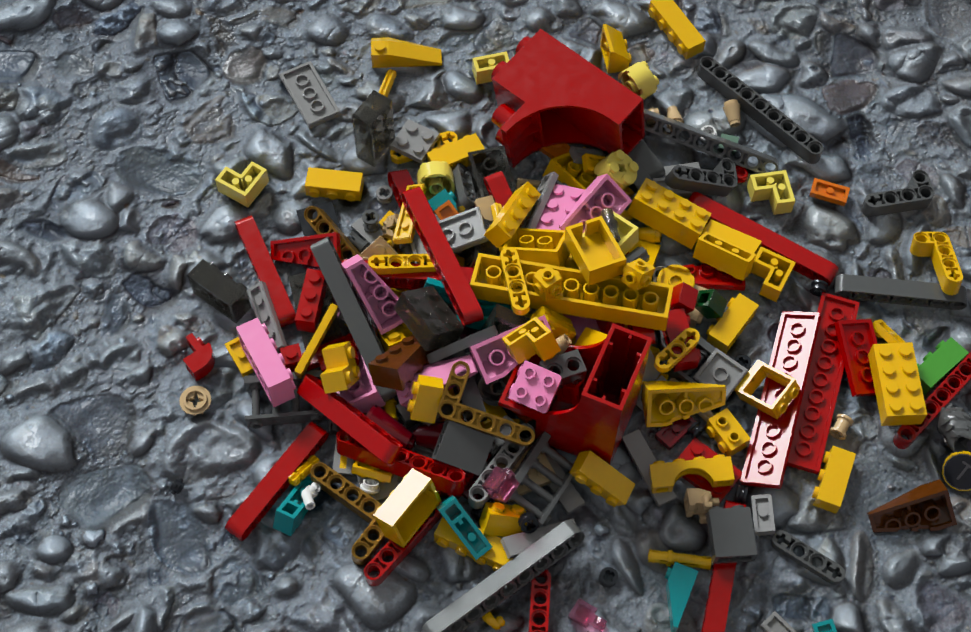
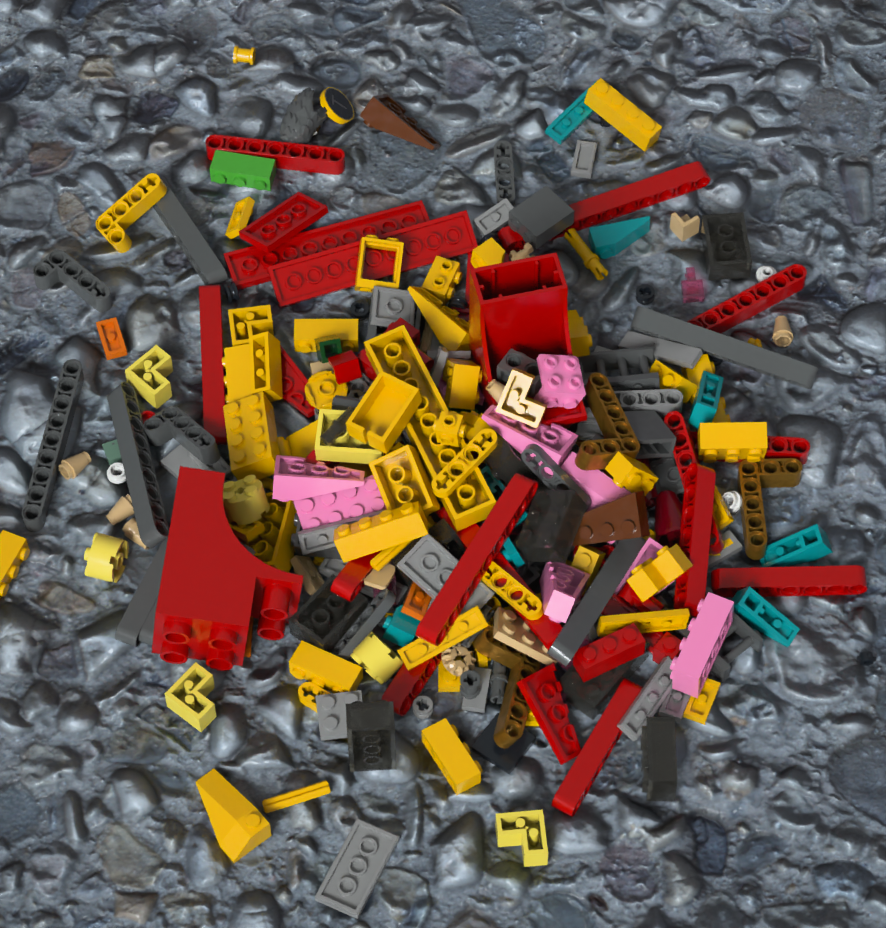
camera: 125 degrees left, 5 degrees down
(189, 395) = (778, 697): tan gear -> none
(201, 360) = (738, 728): red brick -> none
(266, 439) = (763, 616): none -> teal slope
(303, 471) = (775, 562): yellow axle -> none
(309, 494) = (783, 537): white arm -> none
(500, 484) = (653, 378): clear pink brick -> none
(525, 517) = (660, 355): black bush -> none
(614, 50) = (77, 608): yellow slope -> none
(637, 274) = (382, 359): yellow brick -> none
(675, 358) = (425, 331): yellow beam -> none
(833, 479) = (422, 185): yellow brick -> none
(841, 426) = (363, 207): tan bush -> none
(897, 384) = (297, 175): yellow brick -> none

